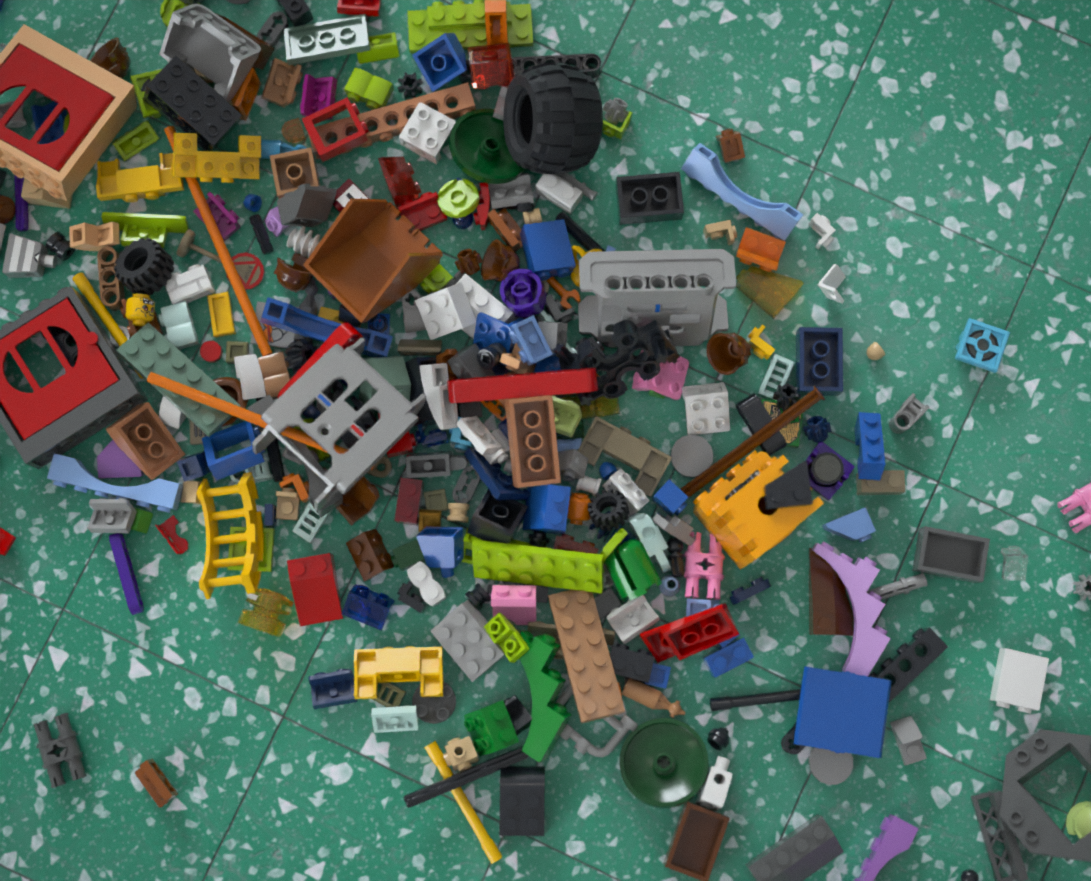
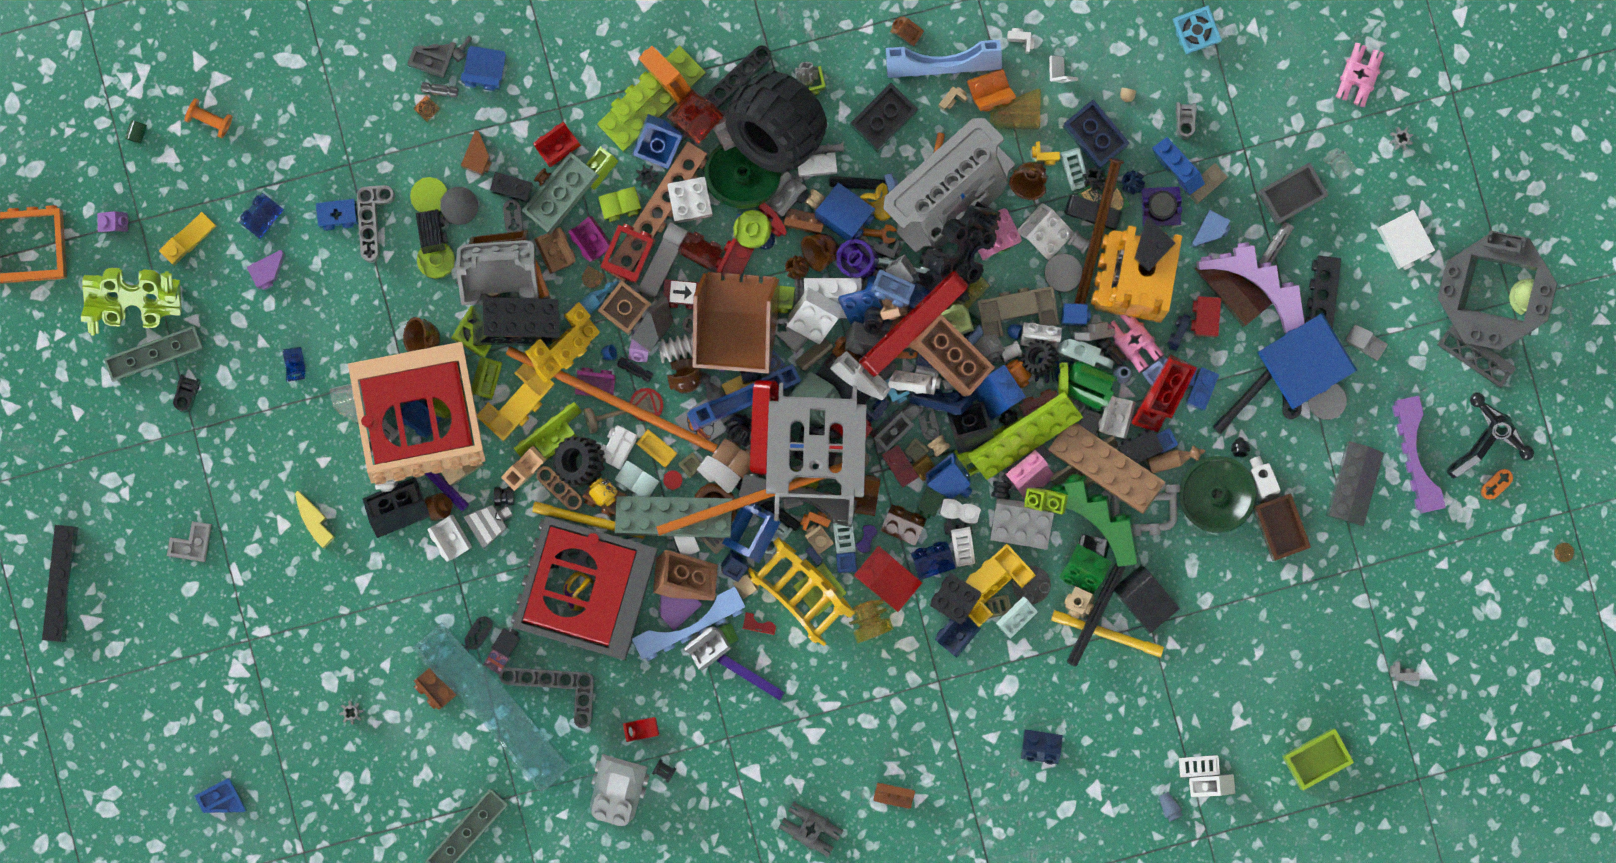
camera: 45 degrees left, 5 degrees up
(40, 374) = (567, 592): none -> yellow piece
(293, 545) = (846, 562): none -> blue tile
(319, 853) = (1041, 747): none -> dark blue bracket
(322, 543) = (864, 545): none -> dark purple piece
(324, 14) = (542, 176): none -> reddish brown bush
(355, 656) = (955, 599): none -> black bracket
(362, 163) = (662, 260): none -> light grey beam
(402, 617) = (963, 547): none -> white slope
(727, 440) = (1079, 242): none -> light grey bush
(784, 598) = (1206, 316): none -> red brick

